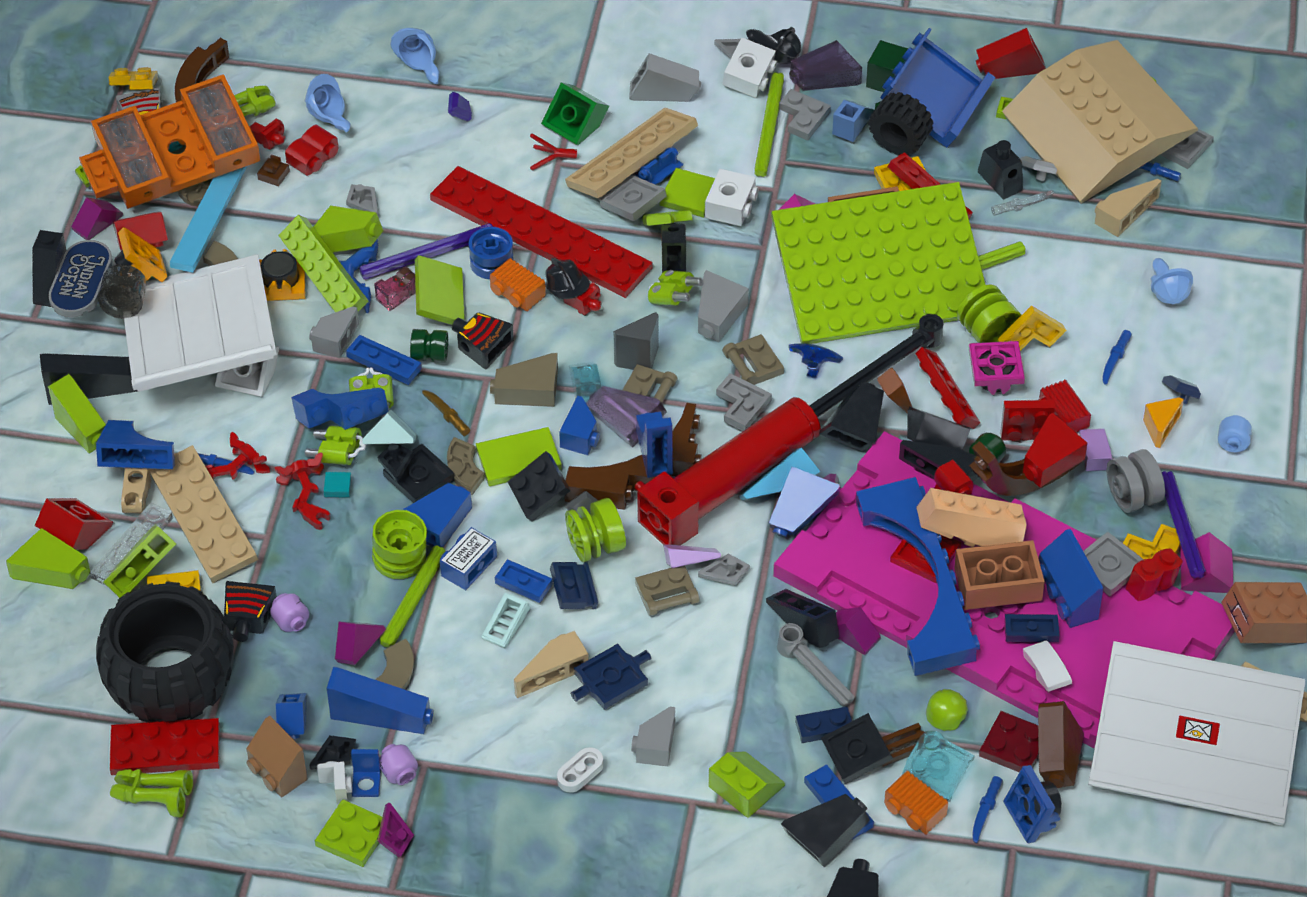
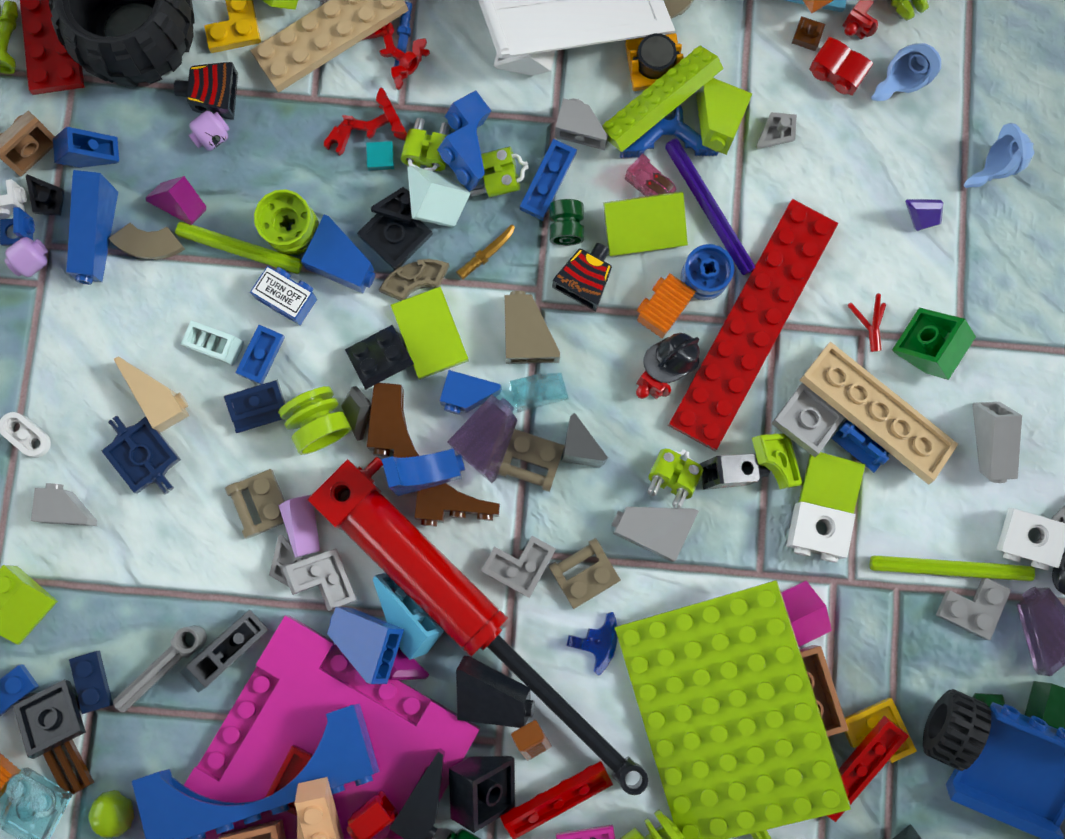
camera: 80 degrees right, 30 degrees up
(740, 539) = (326, 573): none -> light grey plate
(850, 119) = (969, 667): medium blue slope -> none
(856, 629) = (213, 704): magenta slope -> none

